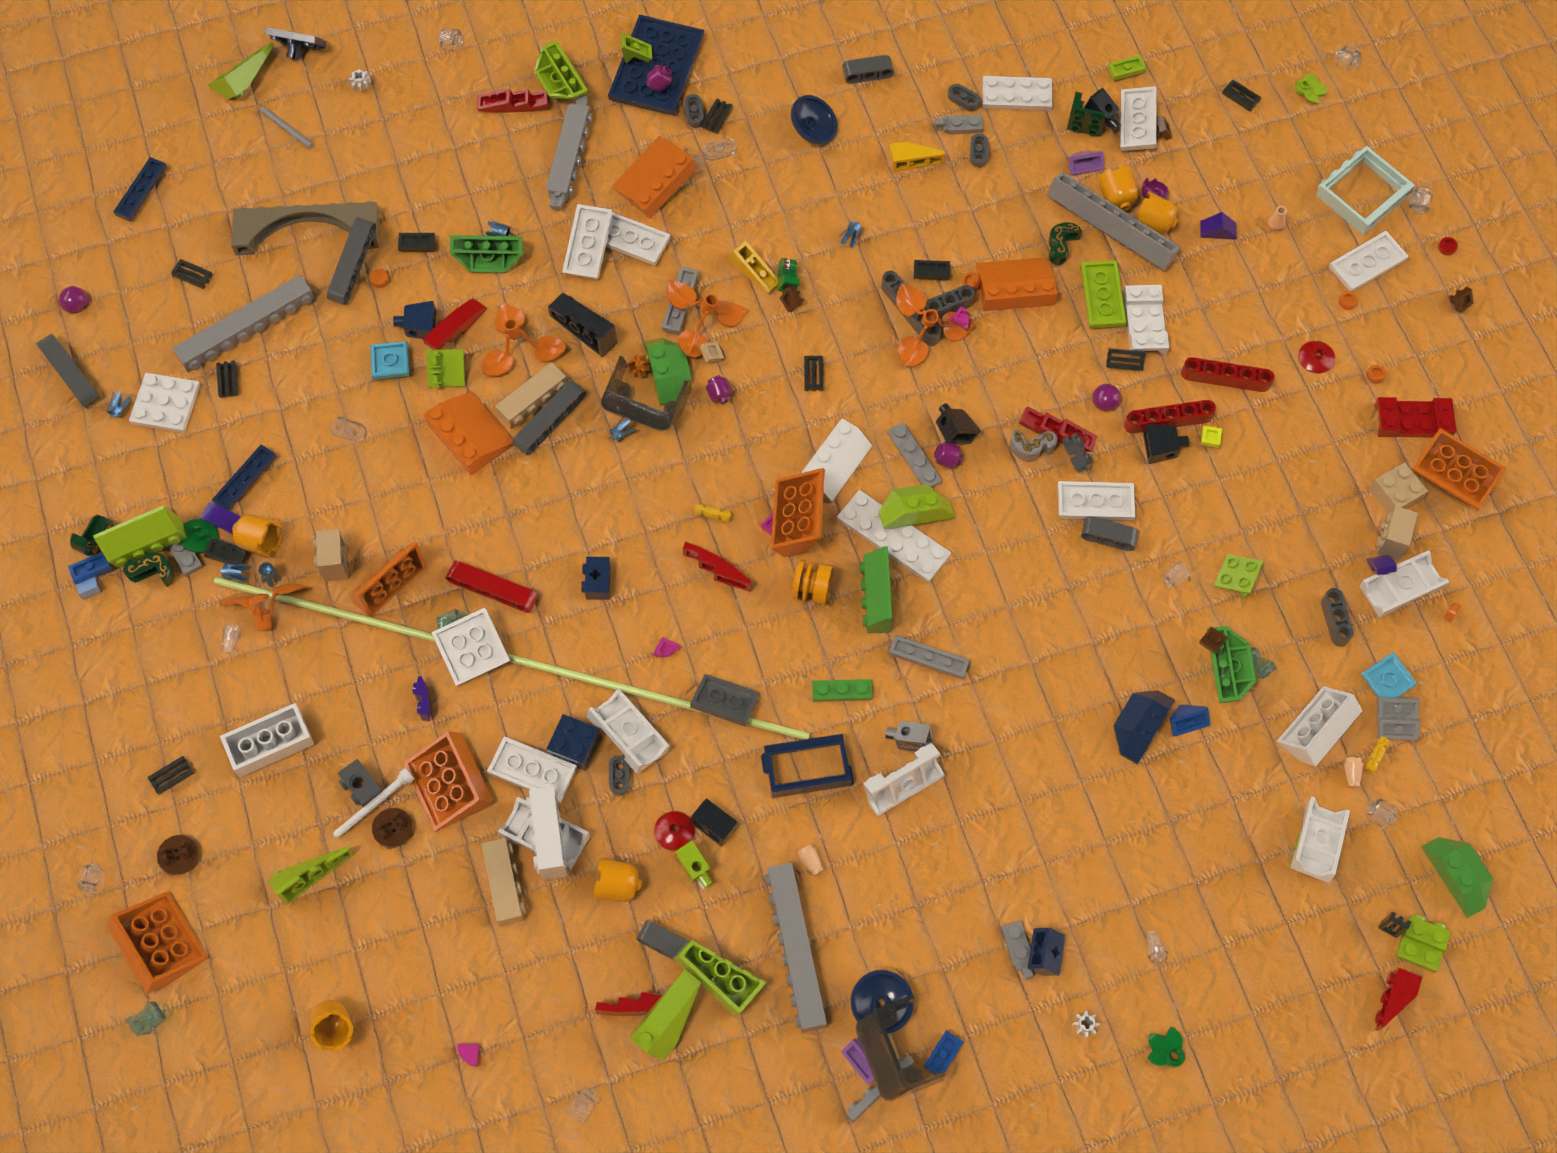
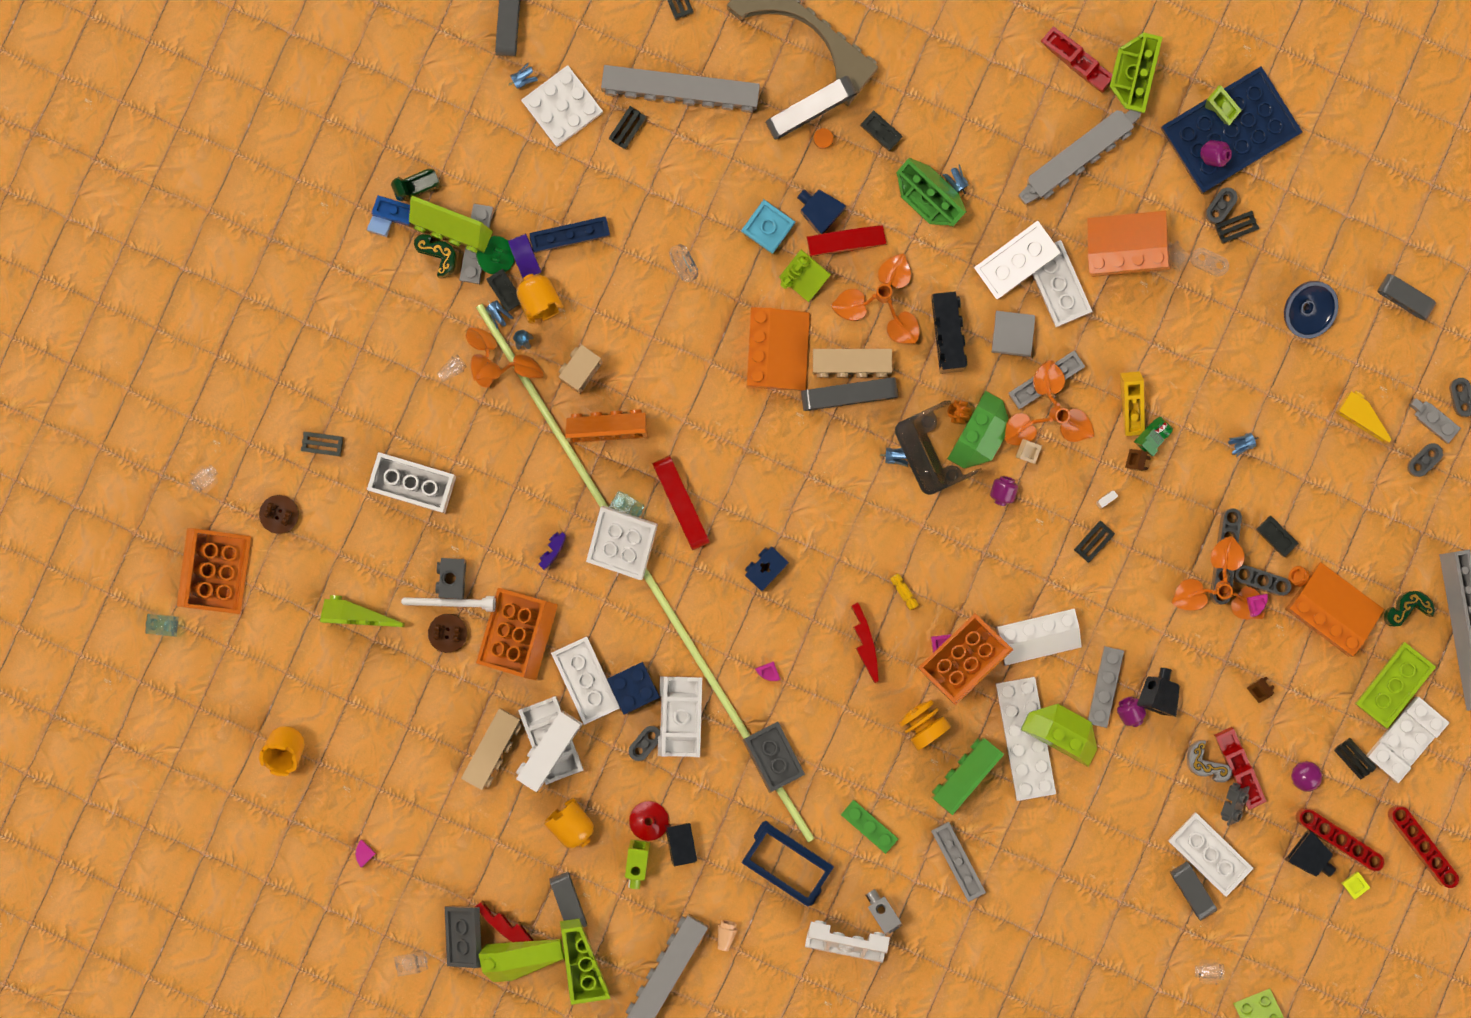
camera: 45 degrees right, 20 degrees up
(606, 1042) = (463, 936): none -> dark grey plate
(629, 291) = (1013, 333): none -> light grey slope
(795, 337) = (1106, 499): none -> white tile
(1019, 369) = (1261, 690): none -> reddish brown tile

